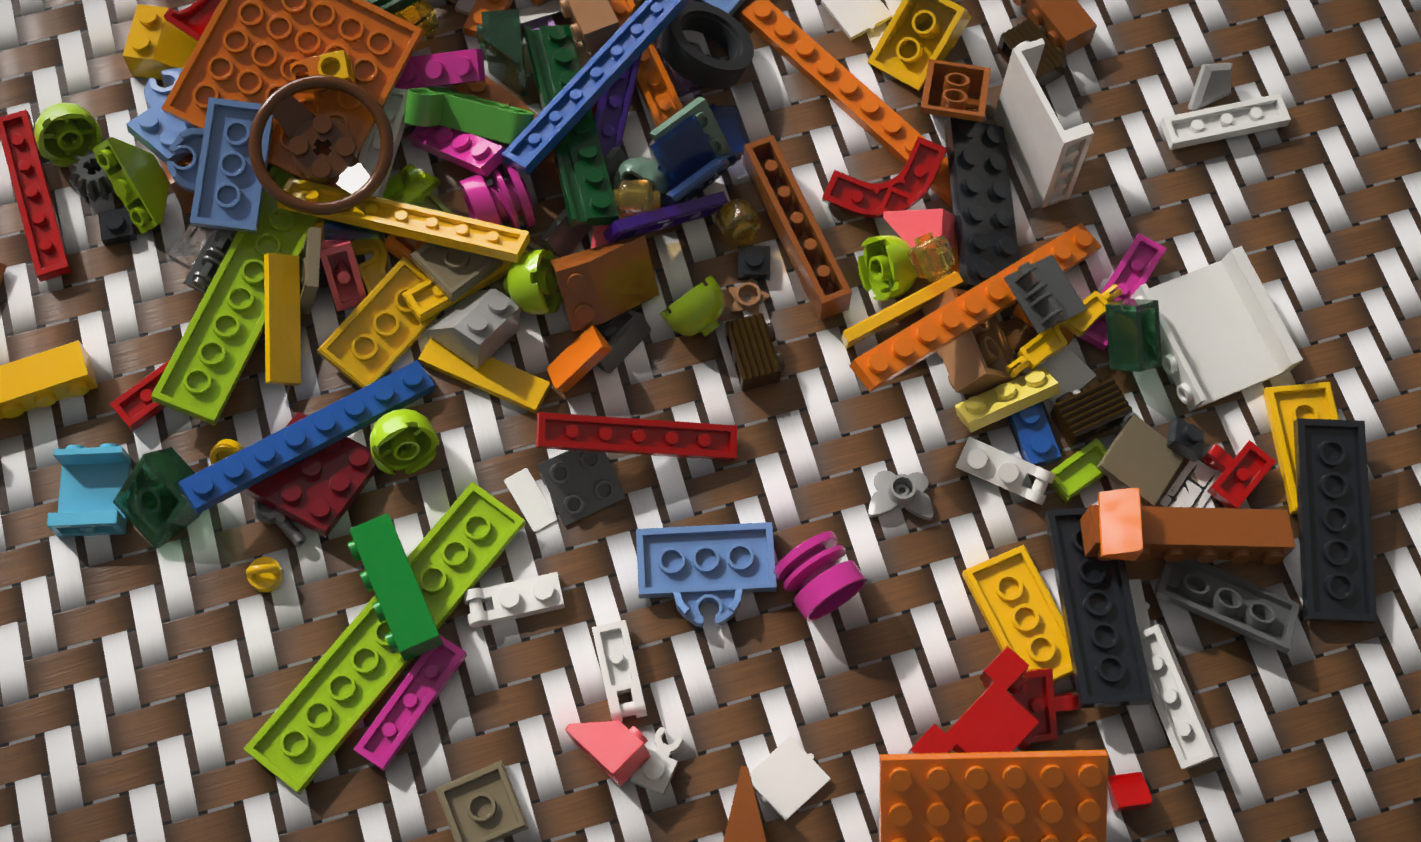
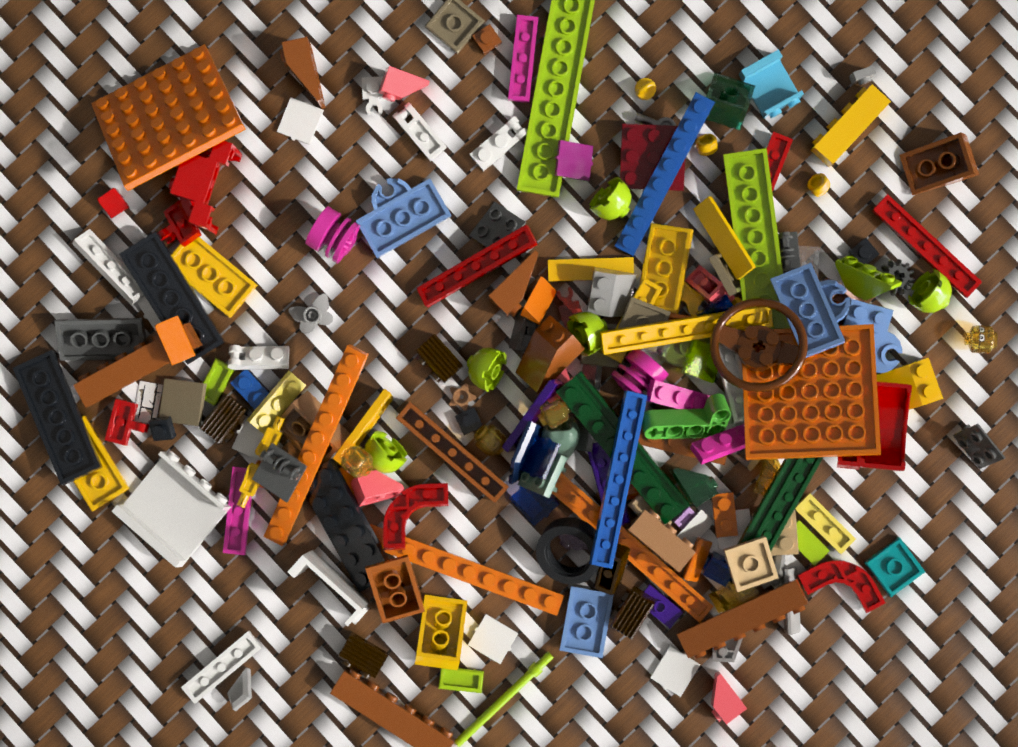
camera: 155 degrees right, 20 degrees up
(44, 55) = (981, 339): none -> clear yellow head
(115, 332) = (818, 184): none -> yellow tile
(329, 64) = (783, 396): leg -> none
(395, 586) = (563, 110): green brick -> none
(424, 520) = (573, 160): none -> magenta piece
(447, 760) = (486, 39): none -> dark orange plate
(530, 500) = (522, 207): white sticker -> none
(542, 332) = (568, 308): none -> clear red plate
(601, 385) = (511, 291): none -> dark orange slope
(1133, 334) = (217, 475): clear green brick -> none

